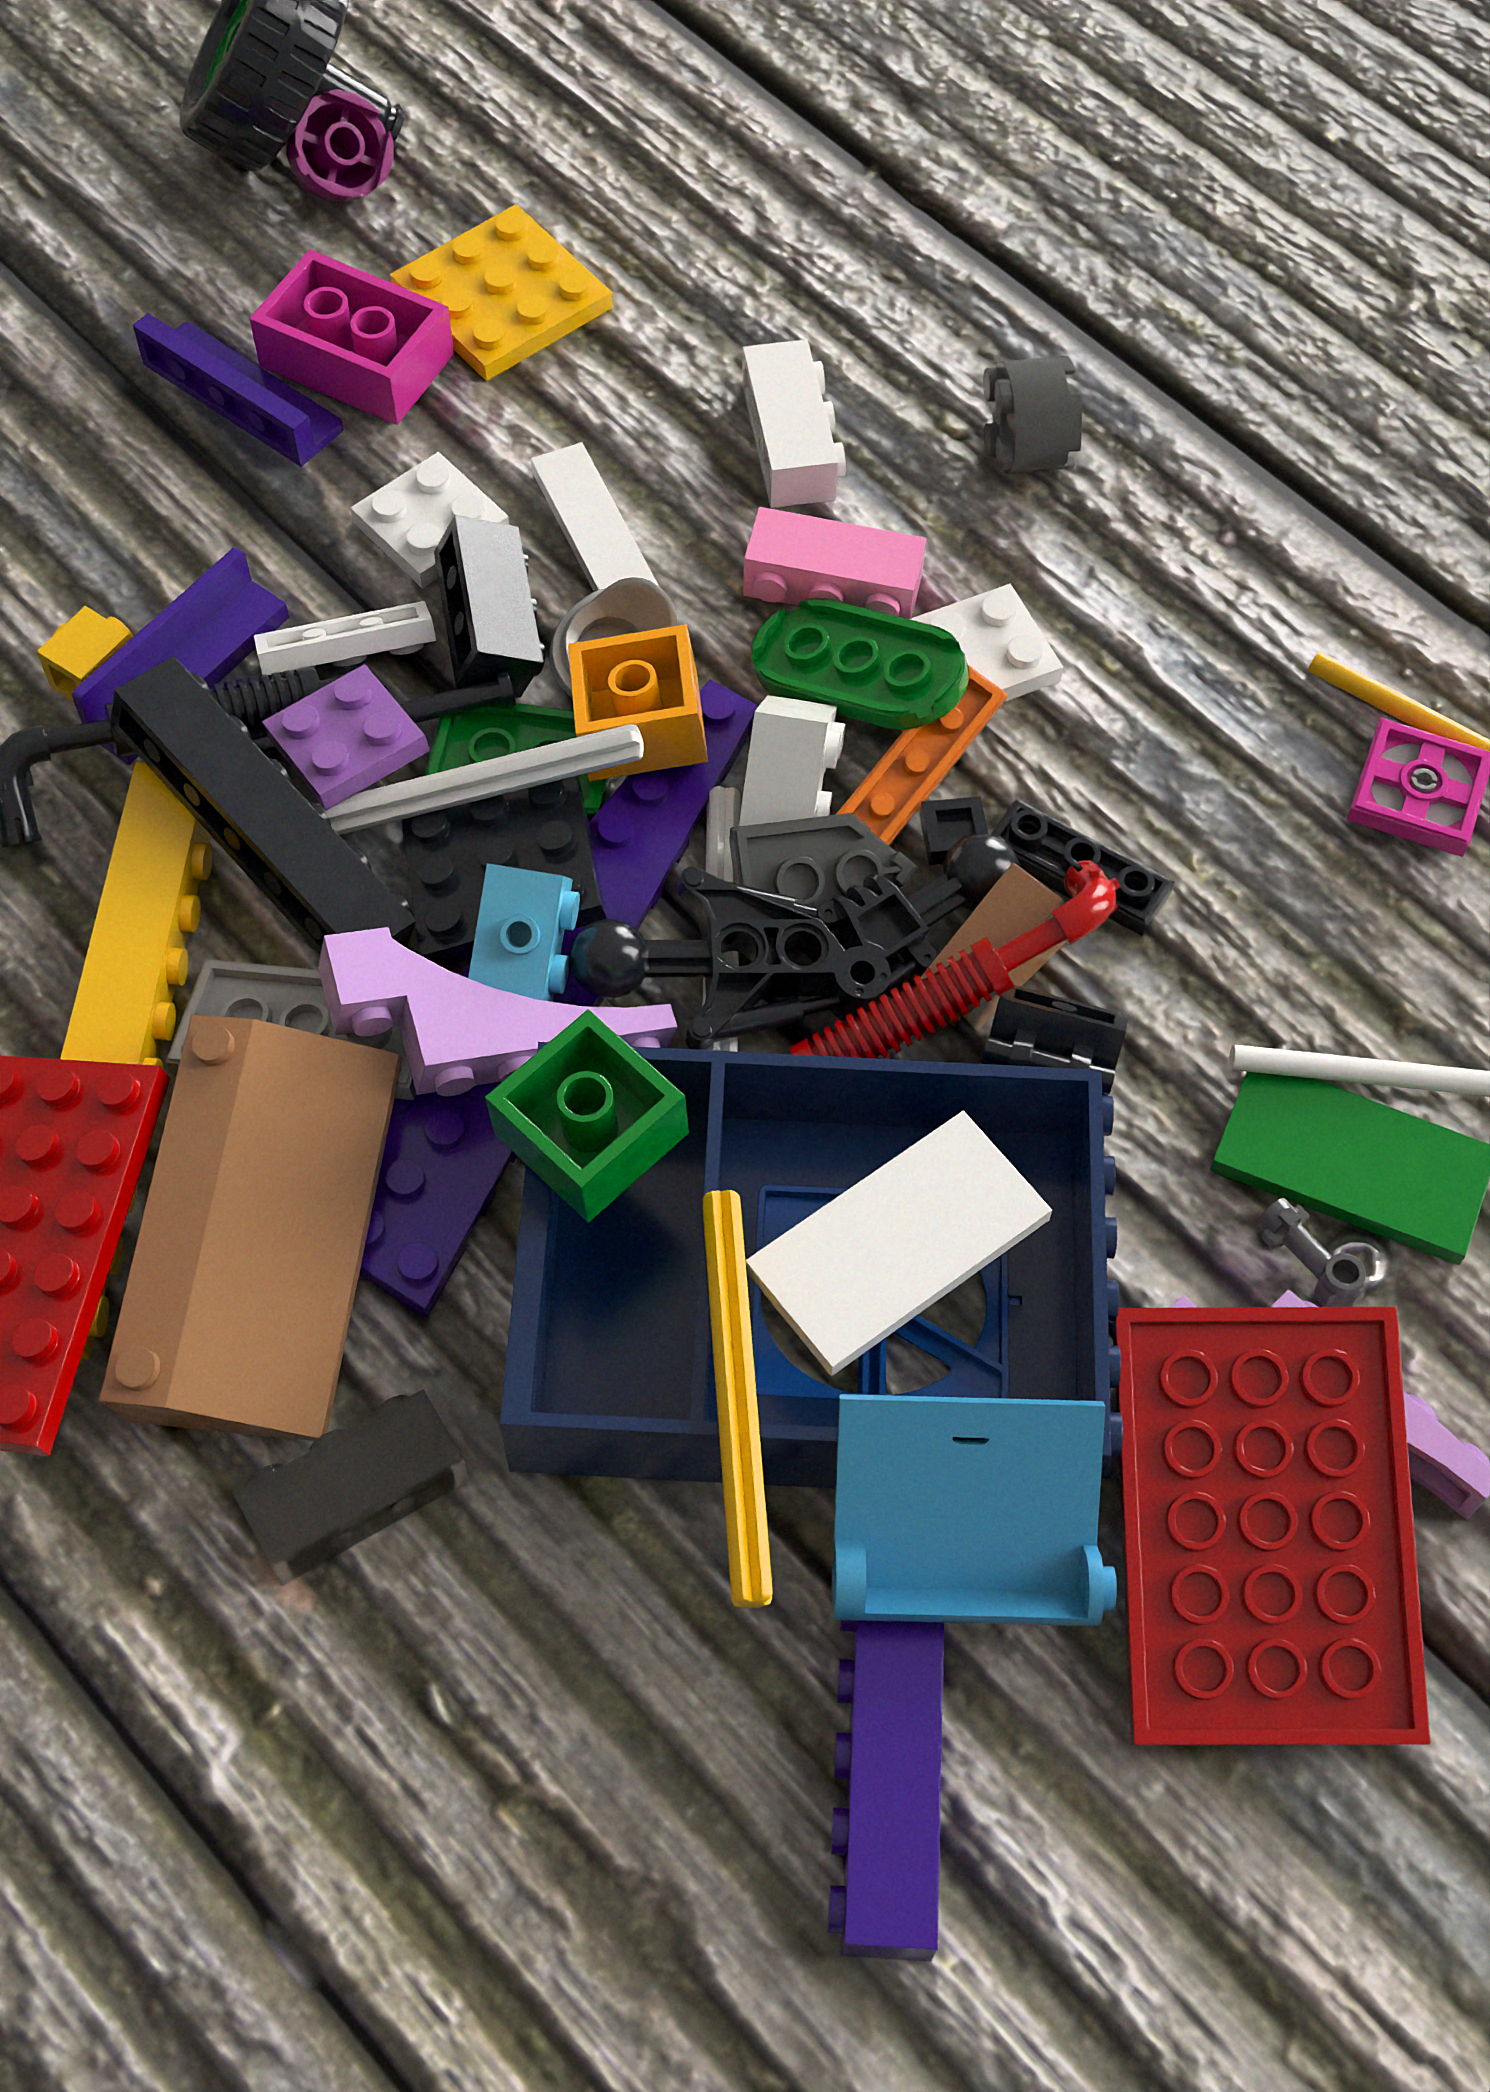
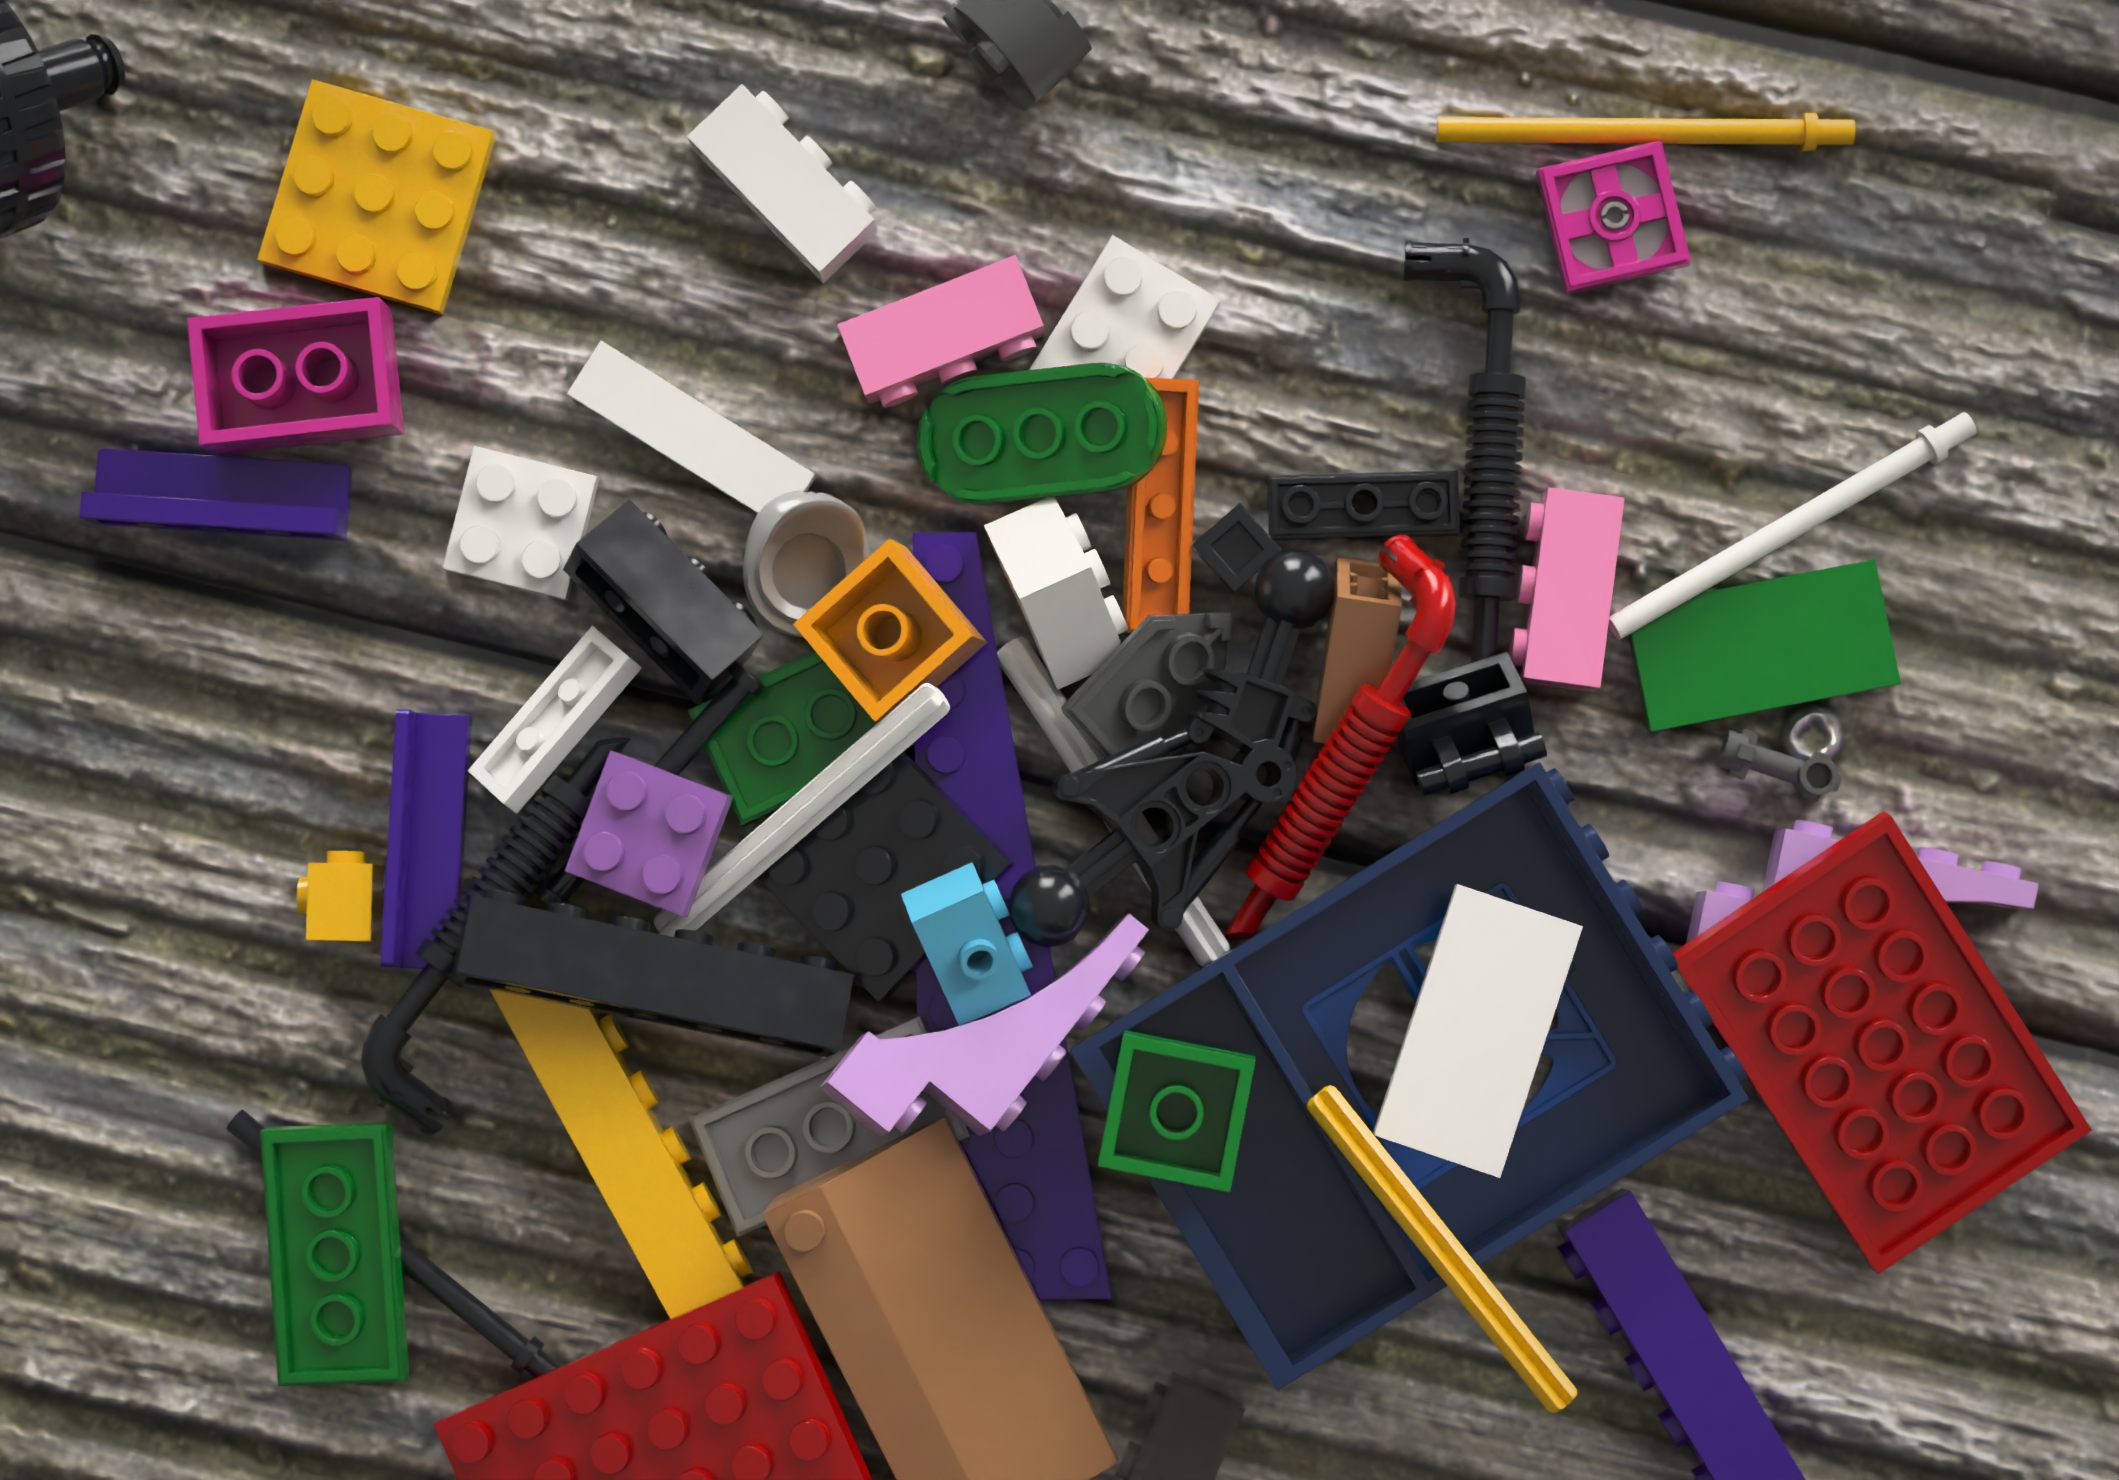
camera: 30 degrees left, 25 degrees up
(340, 147) = (108, 150): magenta cylinder -> none
(969, 1524) = (1669, 1214): dark azure door -> none
(1208, 1011) = (1567, 589): none -> bright pink brick
(1221, 871) = (1492, 432): none -> black piece

